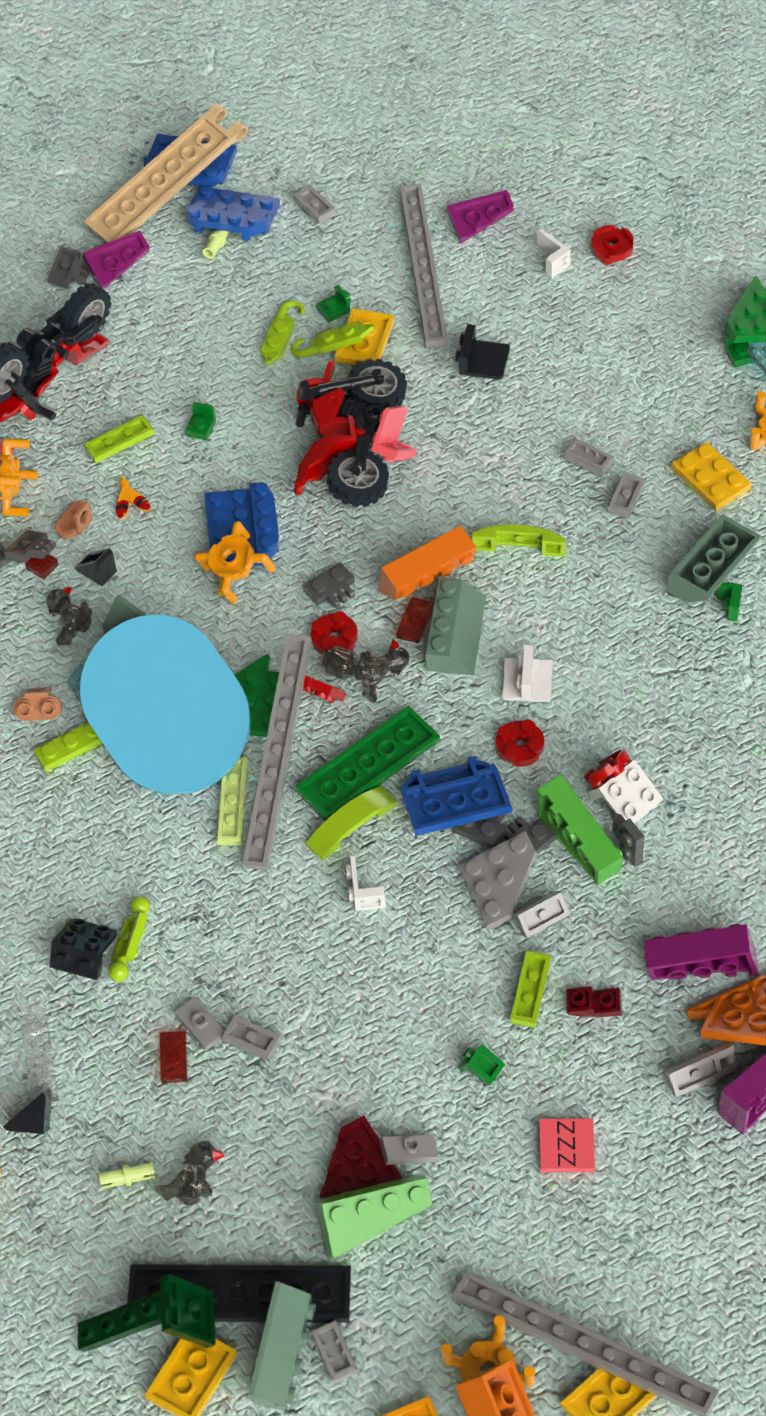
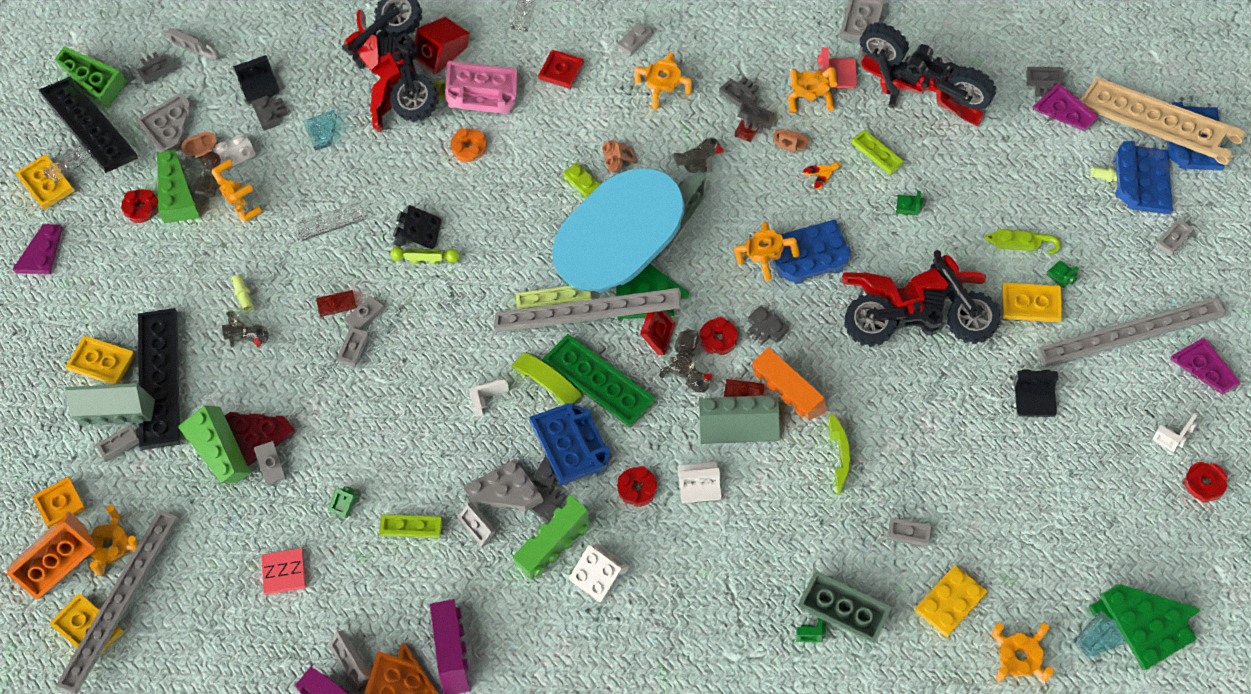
camera: 80 degrees right, 5 degrees up
(34, 1117) = (277, 228): black slope -> none
(98, 566) = (748, 165): black slope -> none
(179, 1307) = (127, 332): dark green bracket -> none
(333, 339) = (1018, 277): lime plate -> none
(386, 438) = (915, 335): coral bracket -> none
(588, 457) = (944, 496): light grey plate -> none
(591, 1003) = (405, 574): dark red slope -> none
(611, 765) = (610, 549): red plate -> none
(630, 839) = (545, 574): dark grey hinge -> none

